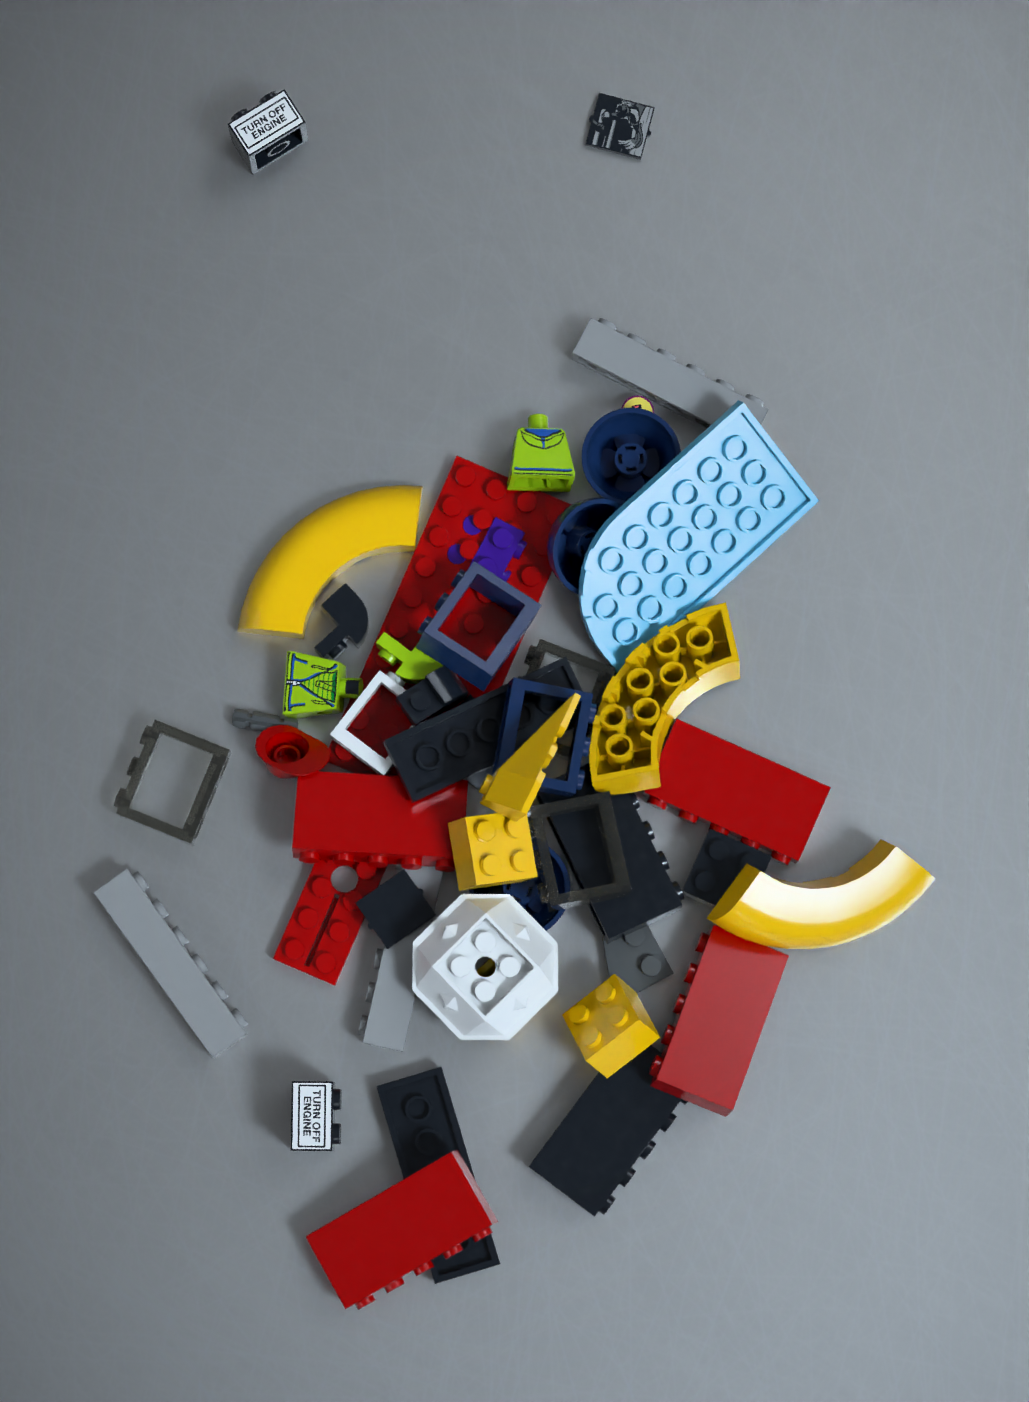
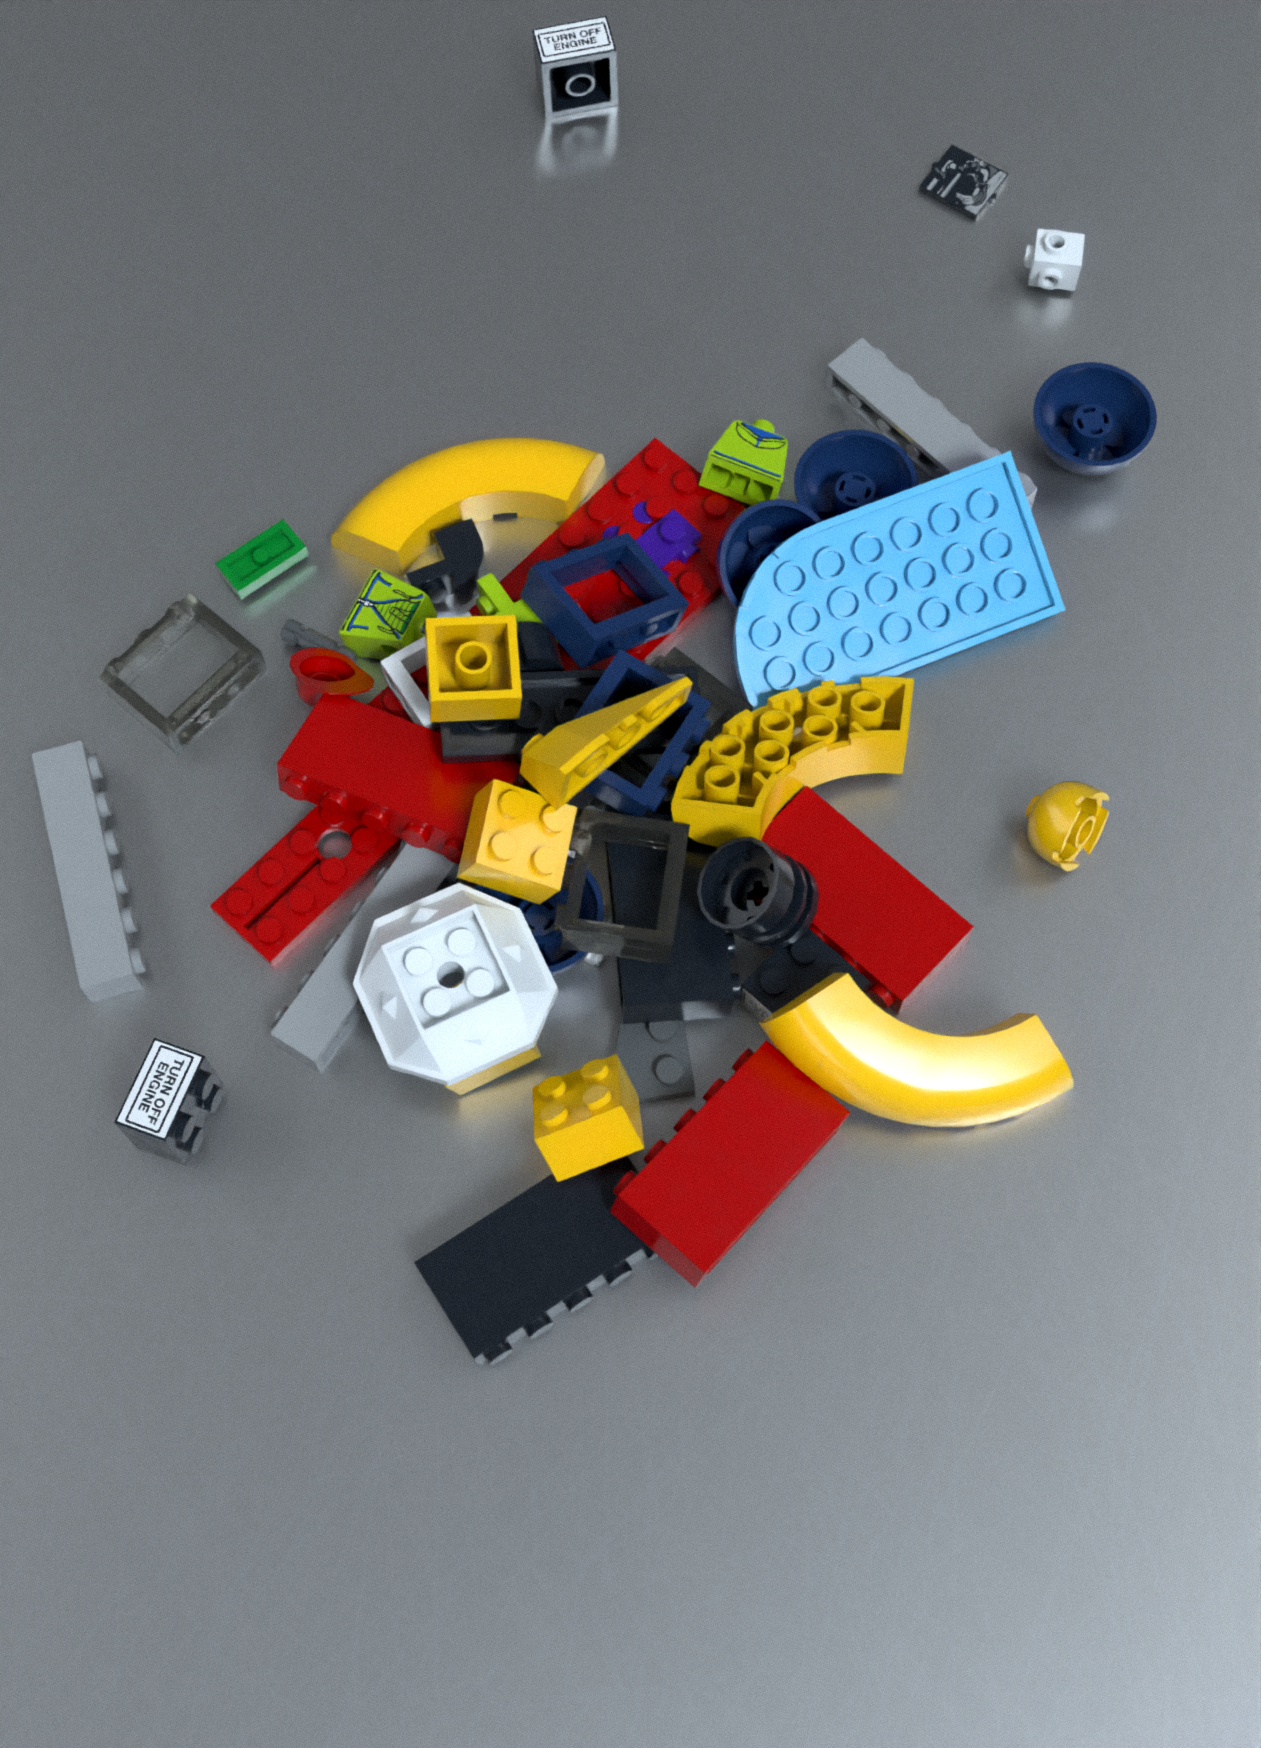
camera: 30 degrees right, 15 degrees down
(192, 666) = (262, 559): none -> green plate
(395, 909) = (374, 886): black piece -> none
(402, 1230) = (218, 1285): red brick -> none
(414, 733) = (473, 668): none -> yellow brick
(423, 1131) = (297, 1241): black plate -> none
(659, 829) = (757, 893): none -> black wheel
(728, 186) = (1054, 259): none -> white brick
(797, 316) = (1093, 418): none -> dark blue piece
(869, 680) = (1066, 821): none -> yellow cylinder

